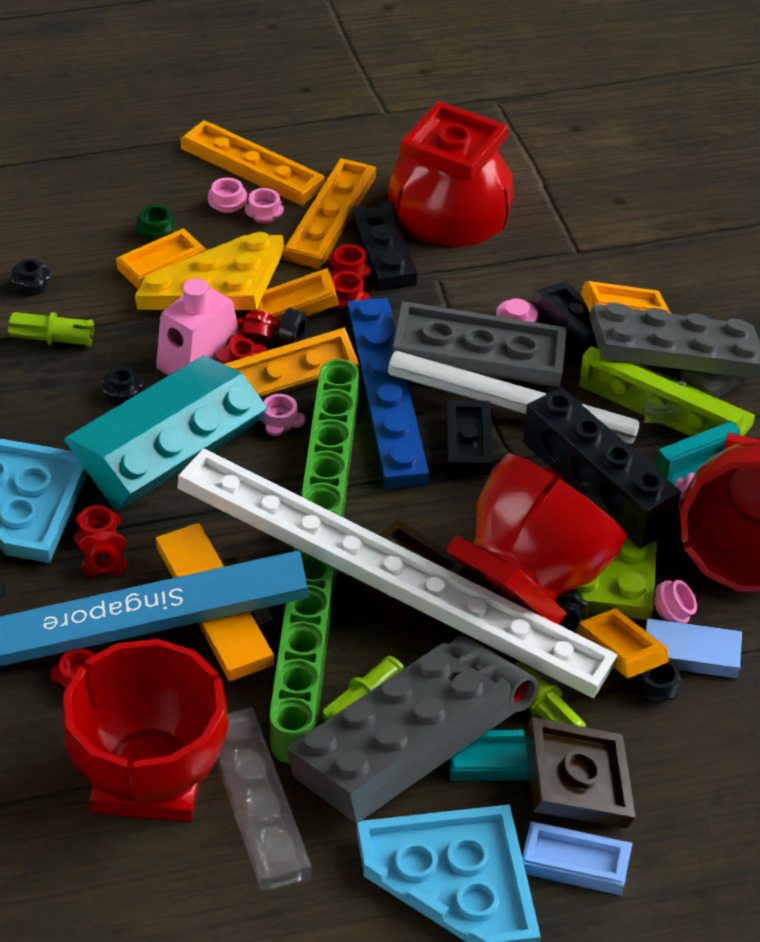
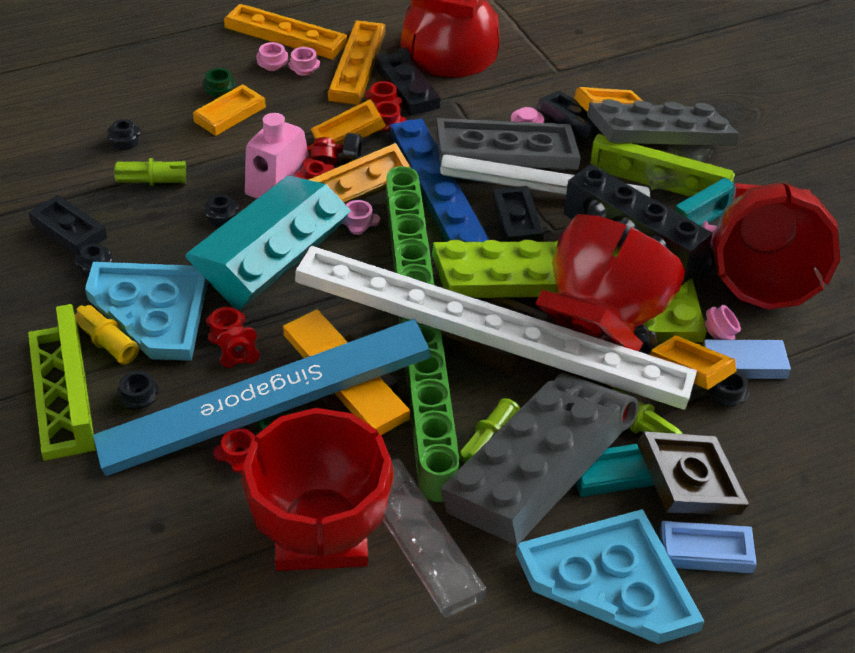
camera: 10 degrees left, 0 degrees up
(234, 269) = (299, 104): yellow plate -> none
(416, 499) = (495, 267): none -> lime plate

